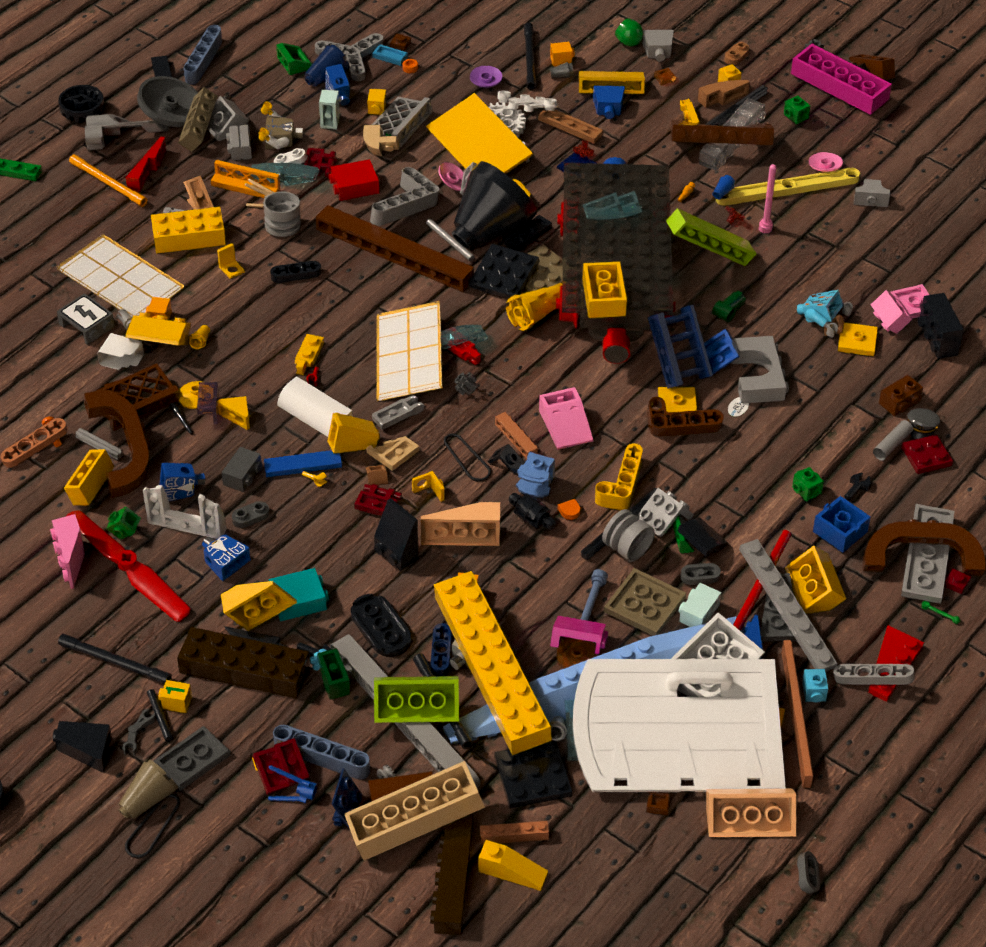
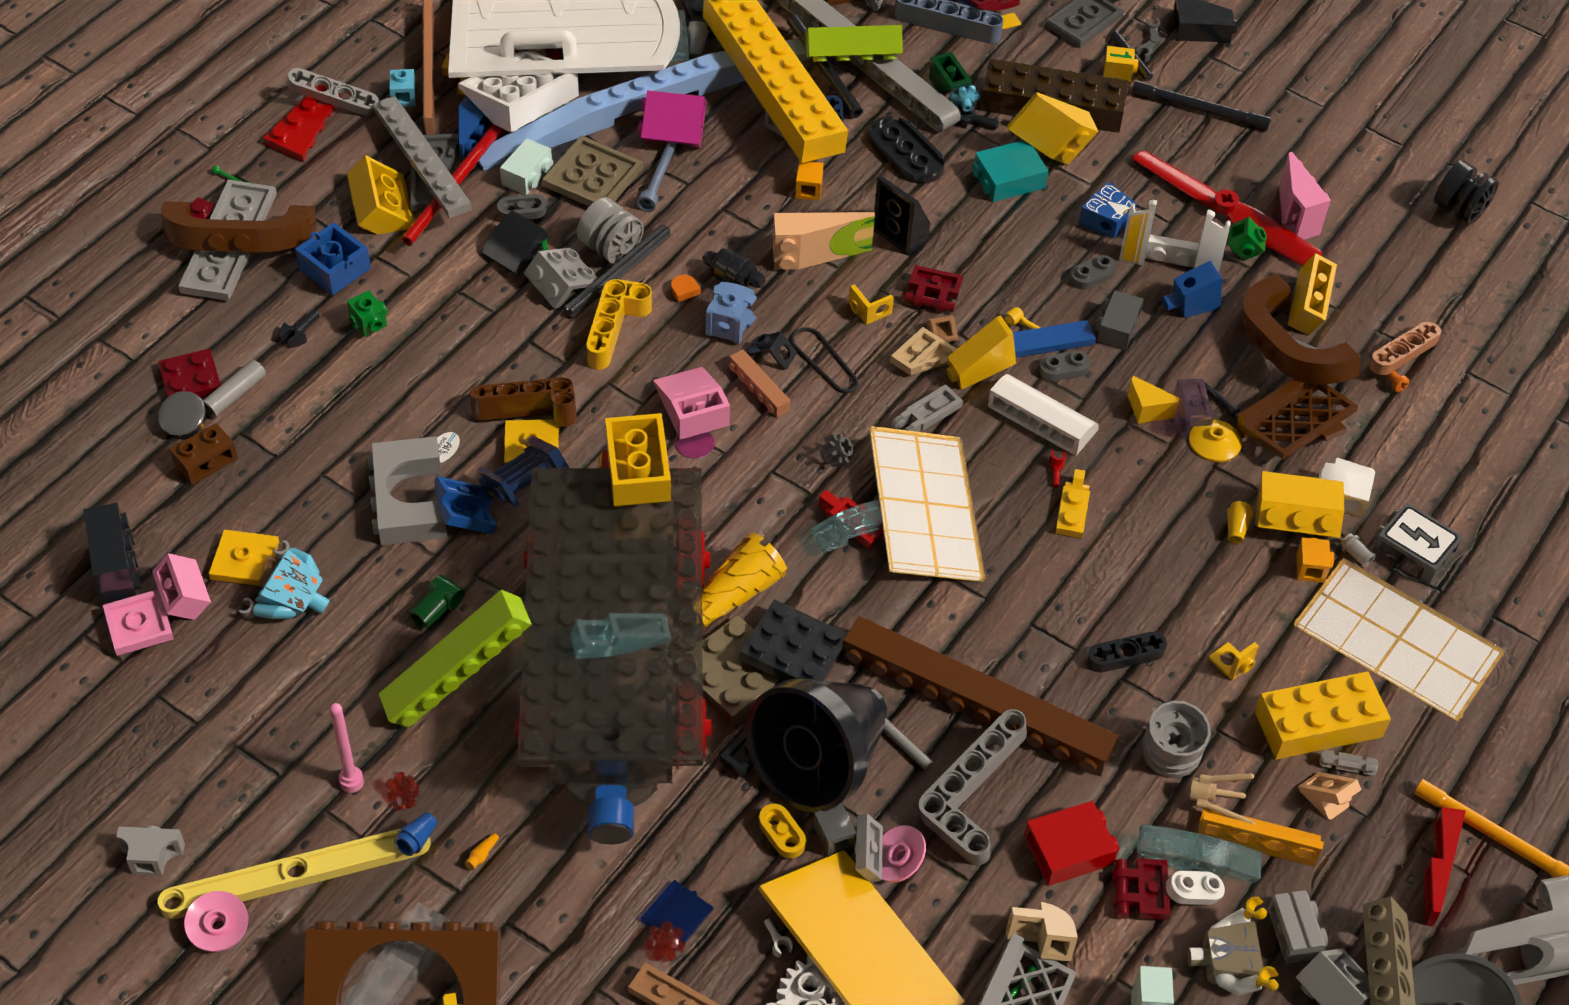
camera: 175 degrees right, 5 degrees up
(290, 445) = (1064, 365): none -> dark grey plate

